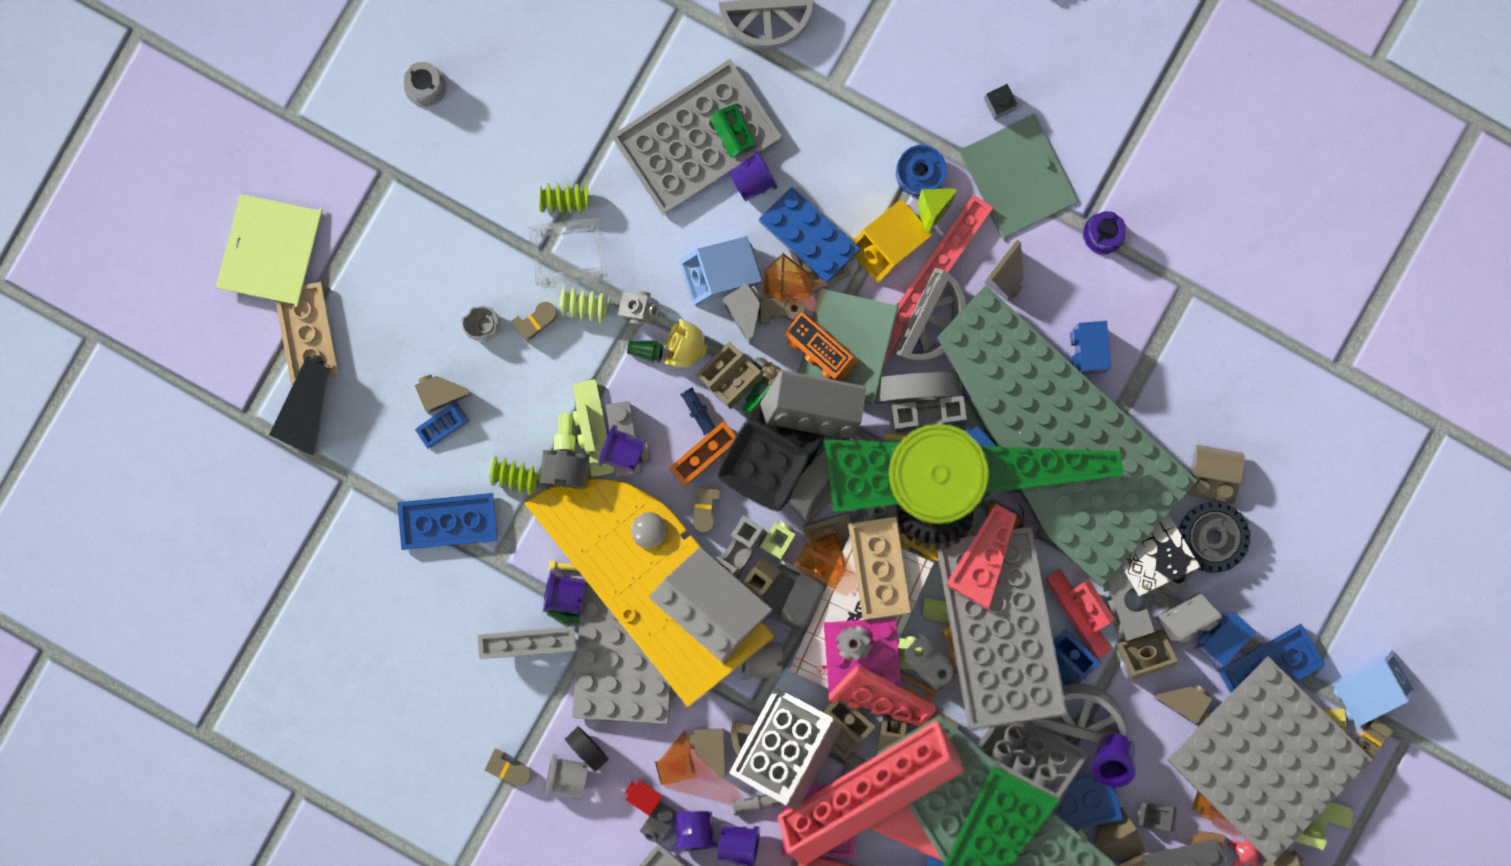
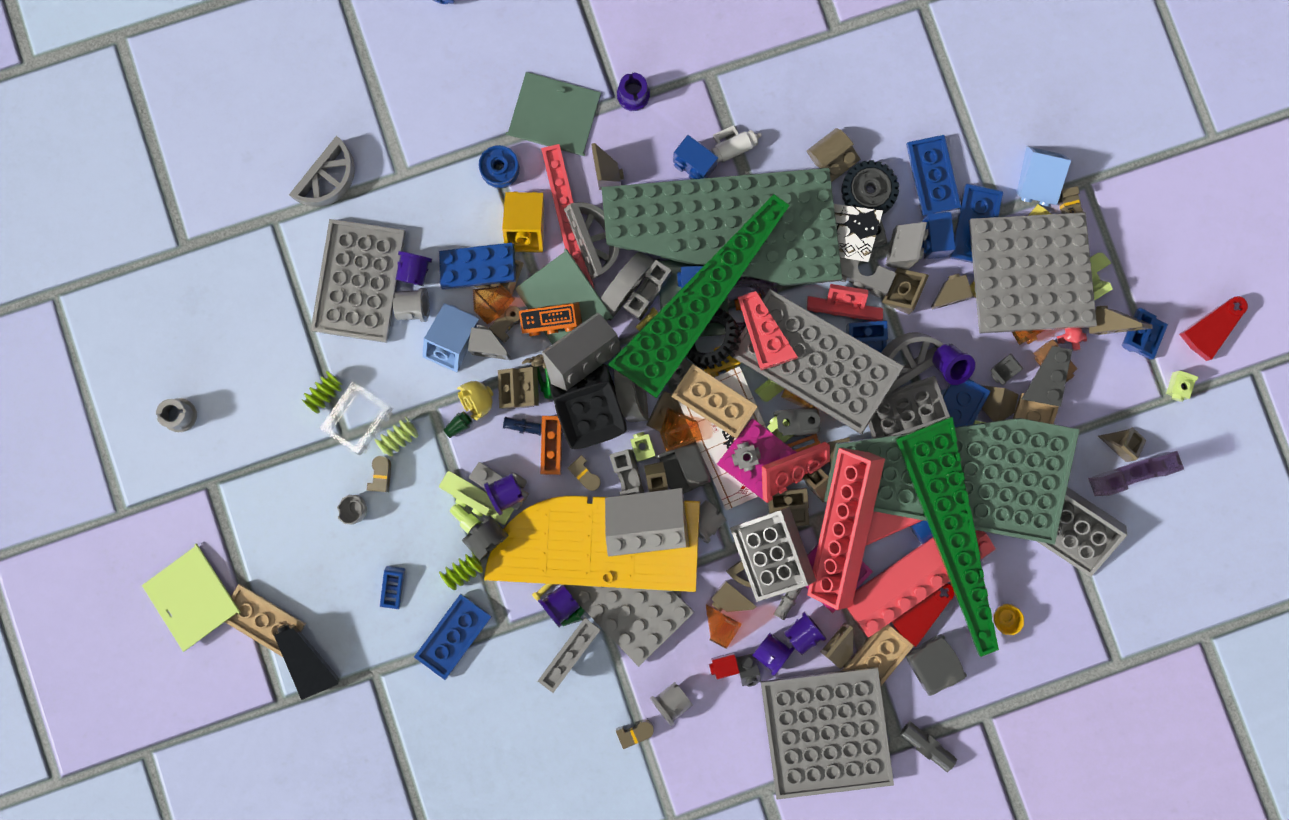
camera: 45 degrees left, 0 degrees up
(439, 392) = (370, 572): dark tan slope -> none
(586, 749) = (665, 675): black tyre -> none
(638, 307) = (428, 406): light grey brick -> none
(649, 530) = (567, 519): light grey hair -> none
(718, 207) = (411, 305): none -> light grey piece
(732, 130) = (373, 255): green slope -> none
(933, 205) = (526, 176): lime slope -> none
(938, 473) = (690, 313): lime brick -> none
(1000, 101) = (500, 83): black brick -> none
(1139, 372) = (734, 146): none -> white piece
(1281, 585) = (933, 175): none -> blue plate

